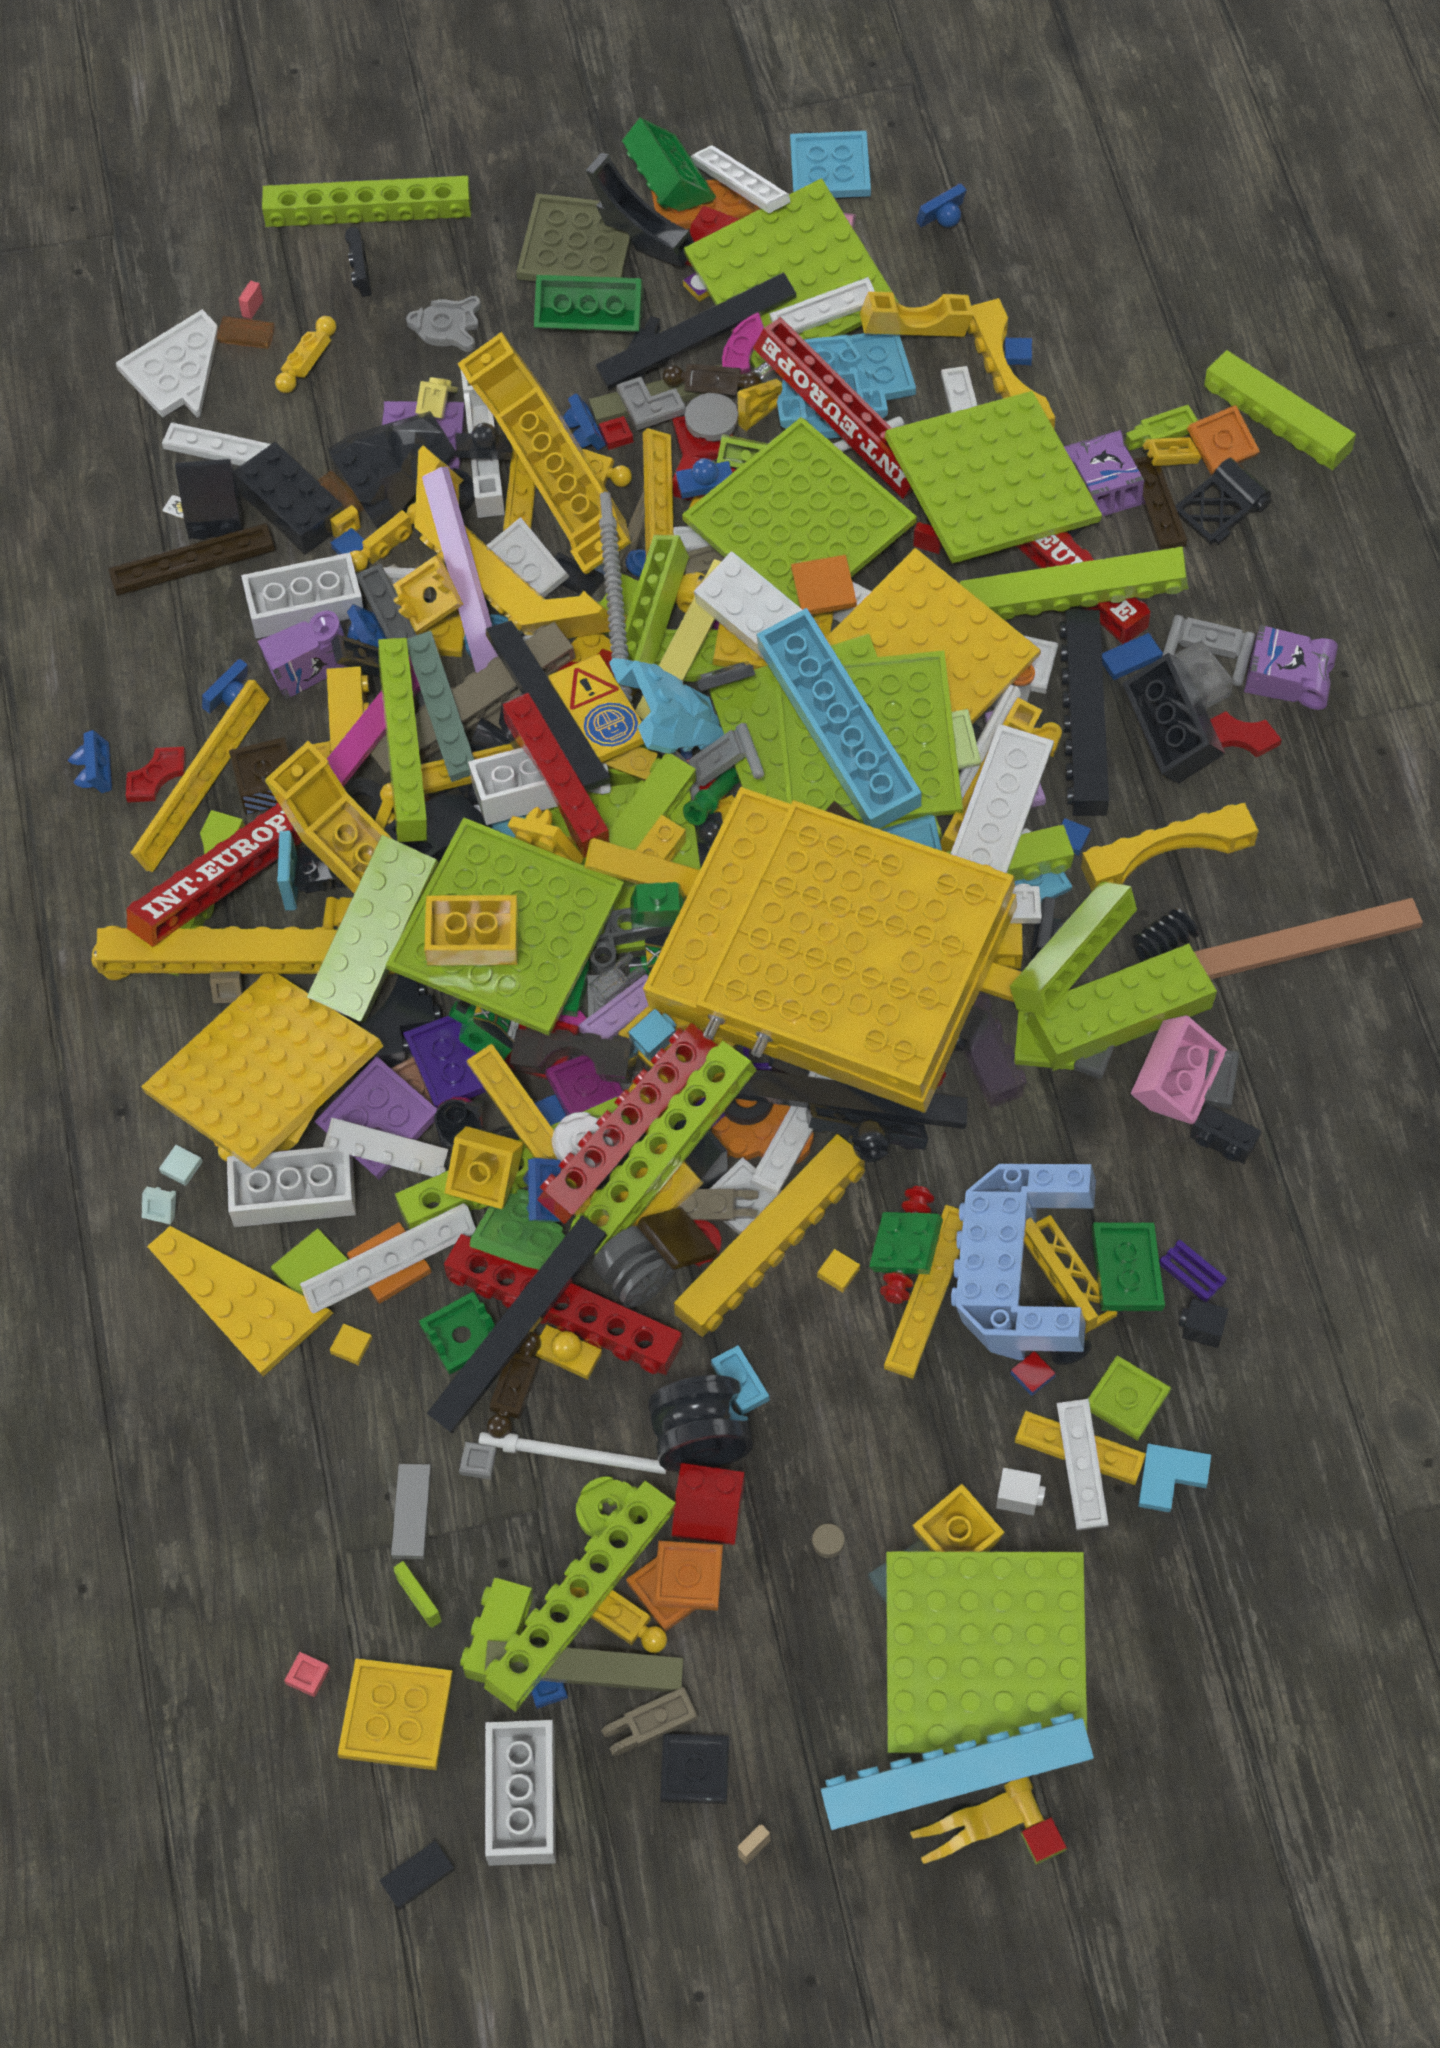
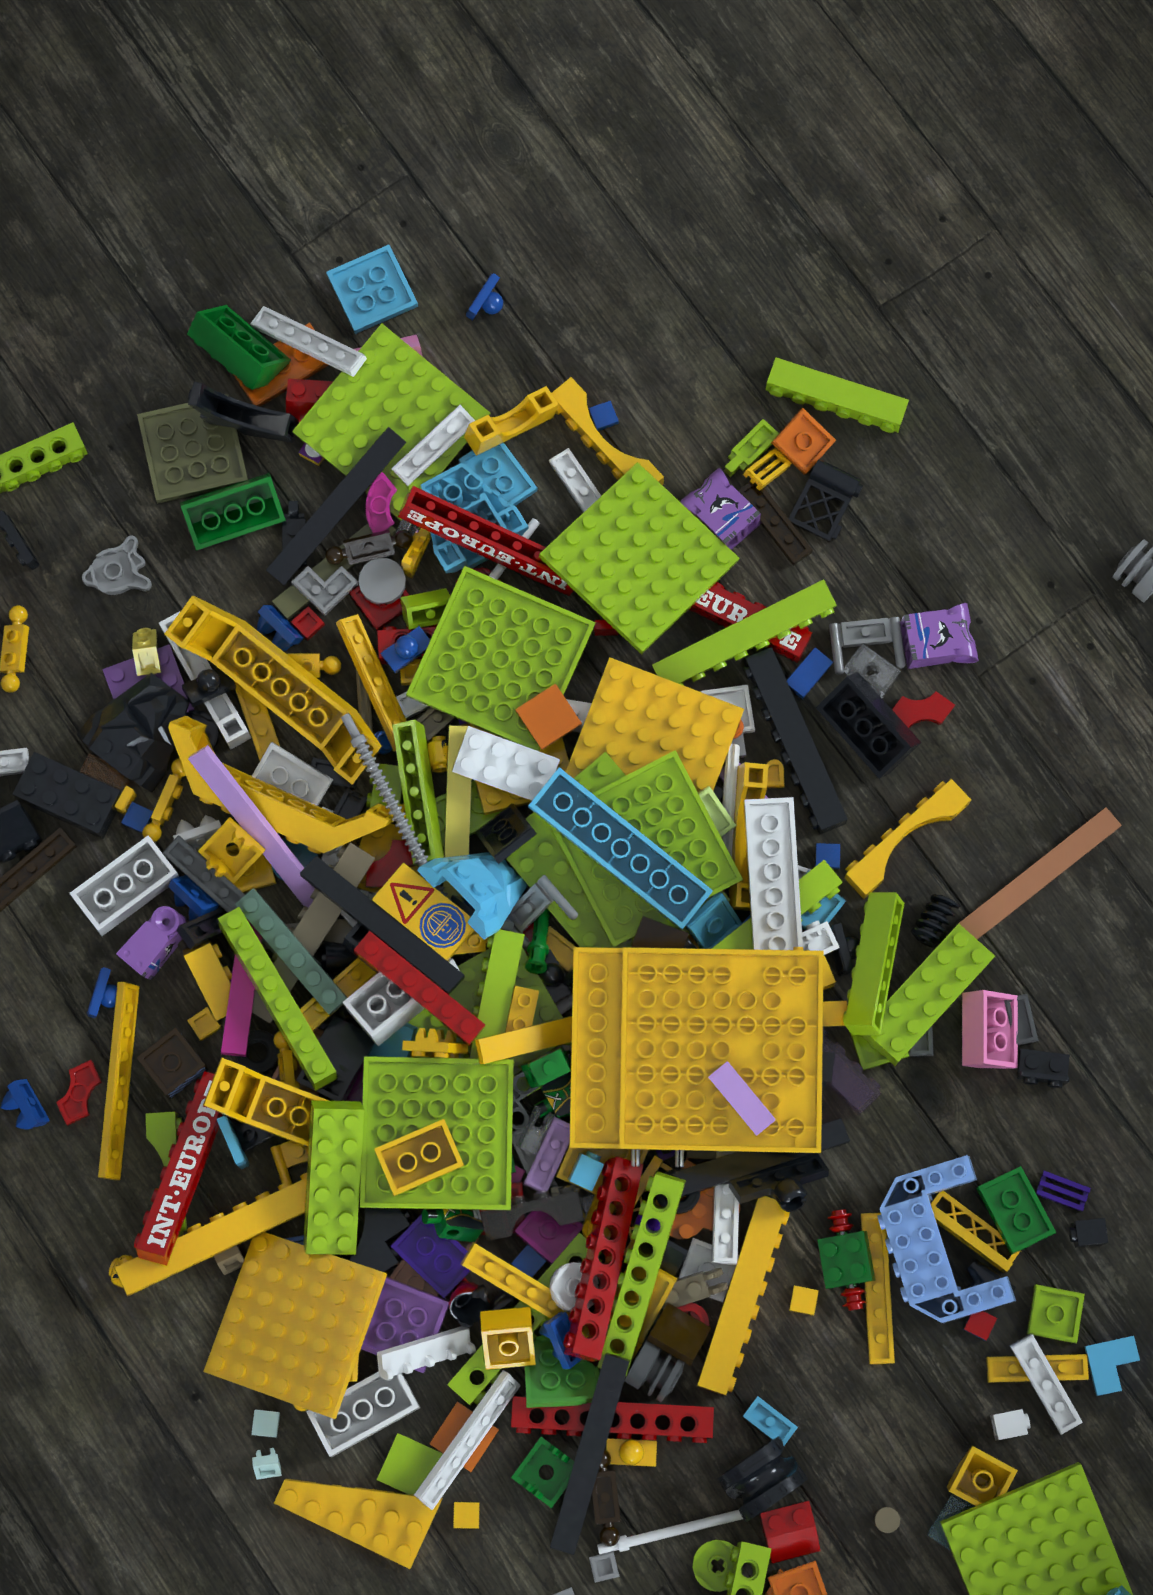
camera: 25 degrees left, 15 degrees up
(855, 995) = (742, 1098): none -> lavender tile

